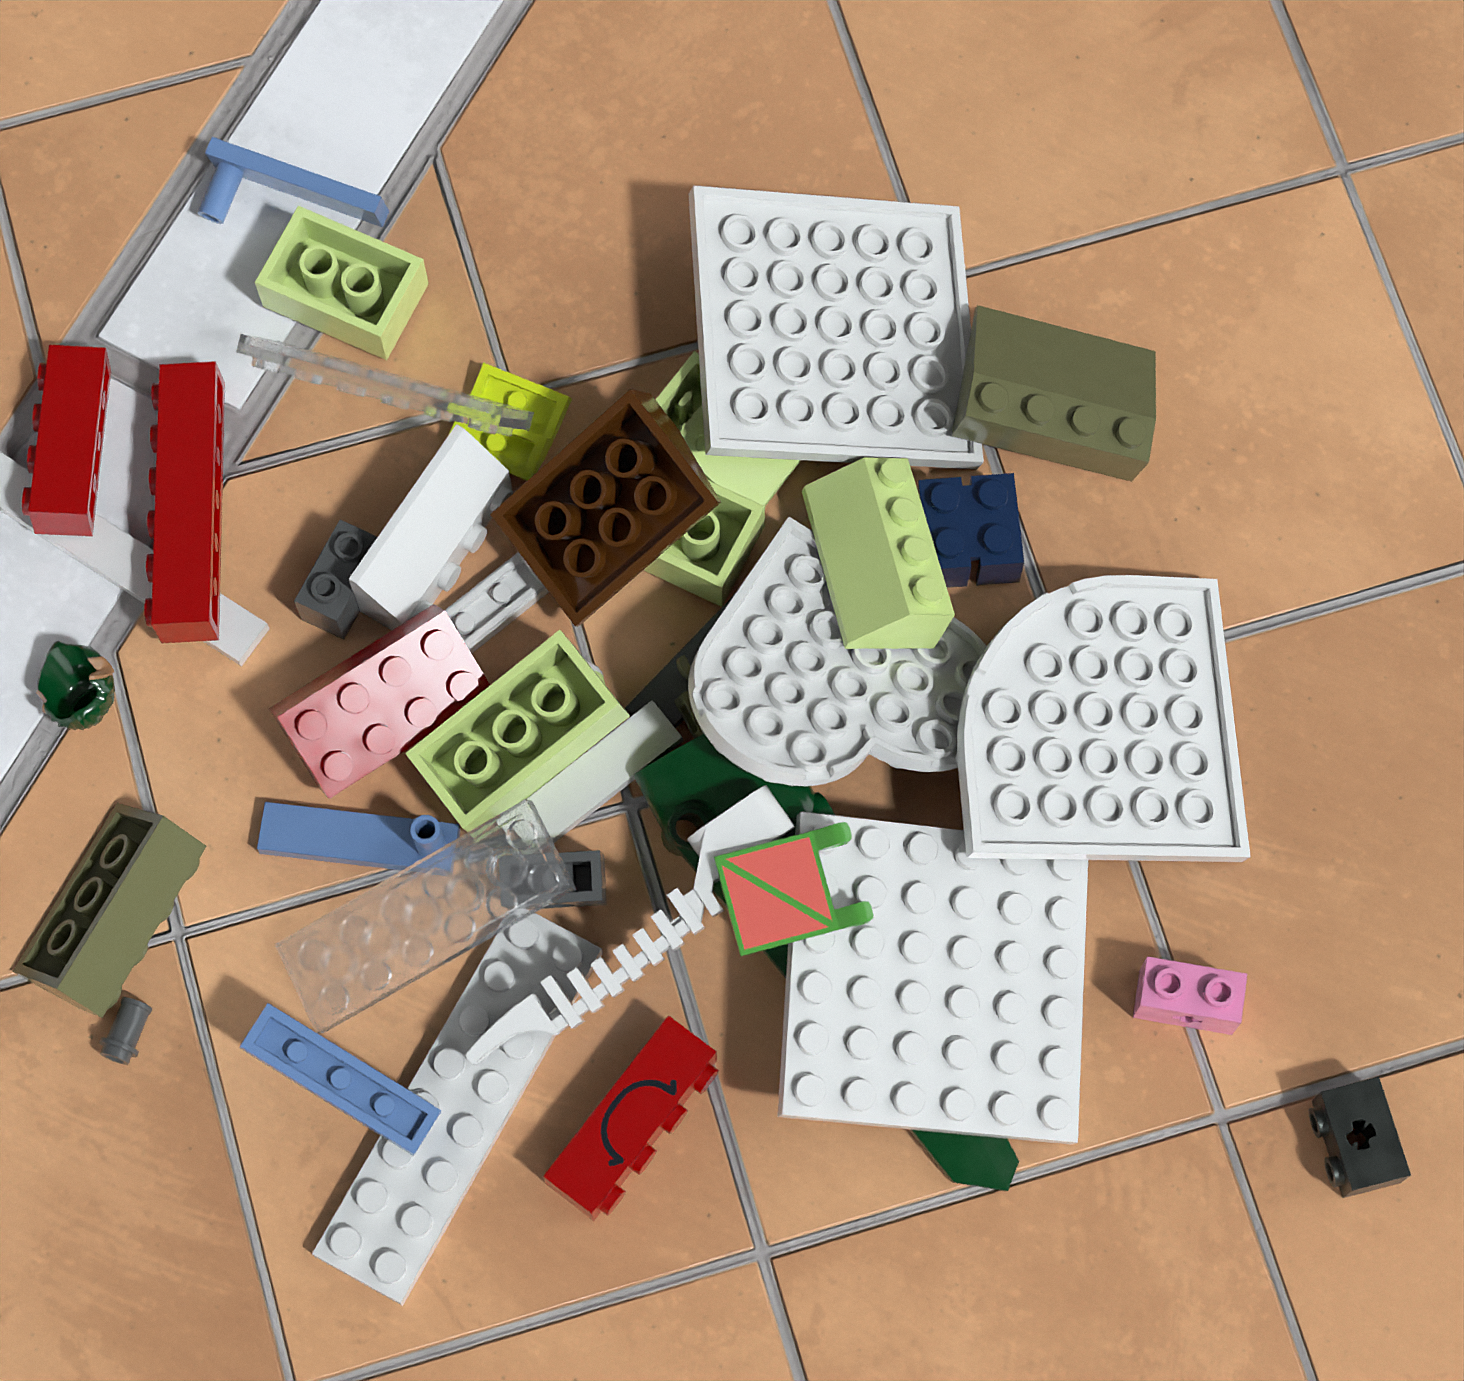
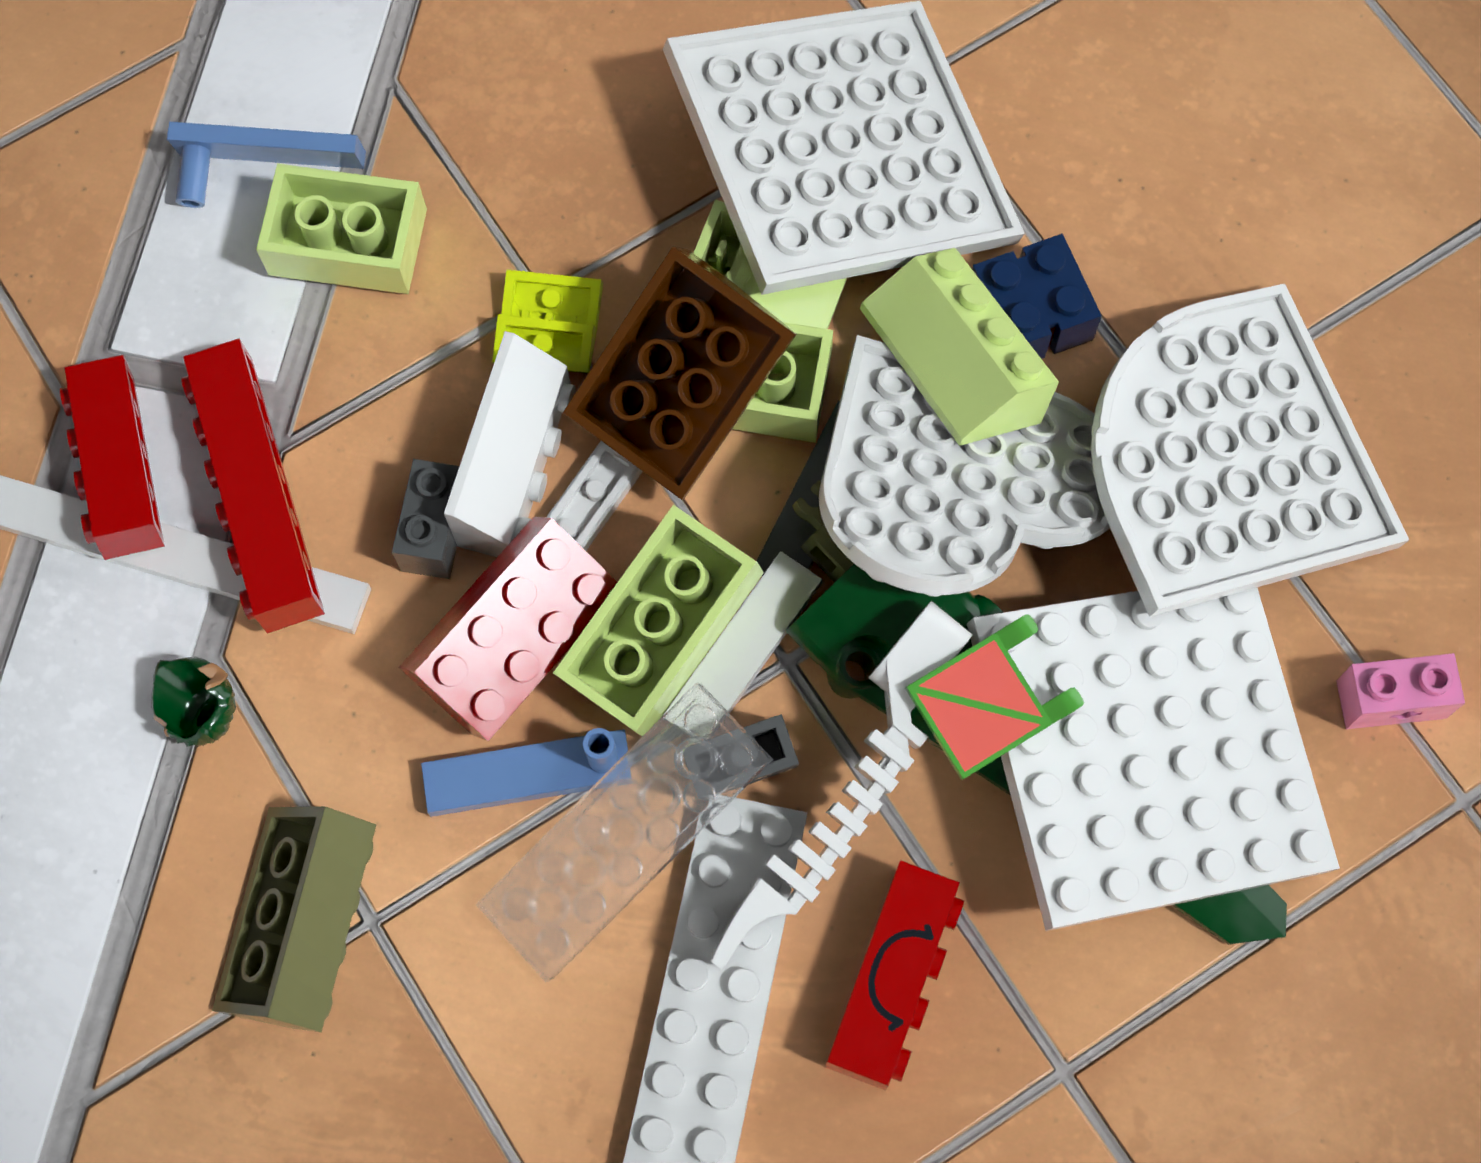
camera: 15 degrees left, 0 degrees up
(125, 1031) = (349, 1038): dark grey pin -> none
(340, 1079) = (589, 1024): medium blue piece -> none
(384, 385) = (403, 315): clear plate -> none
(1057, 394) = (1075, 151): olive slope -> none

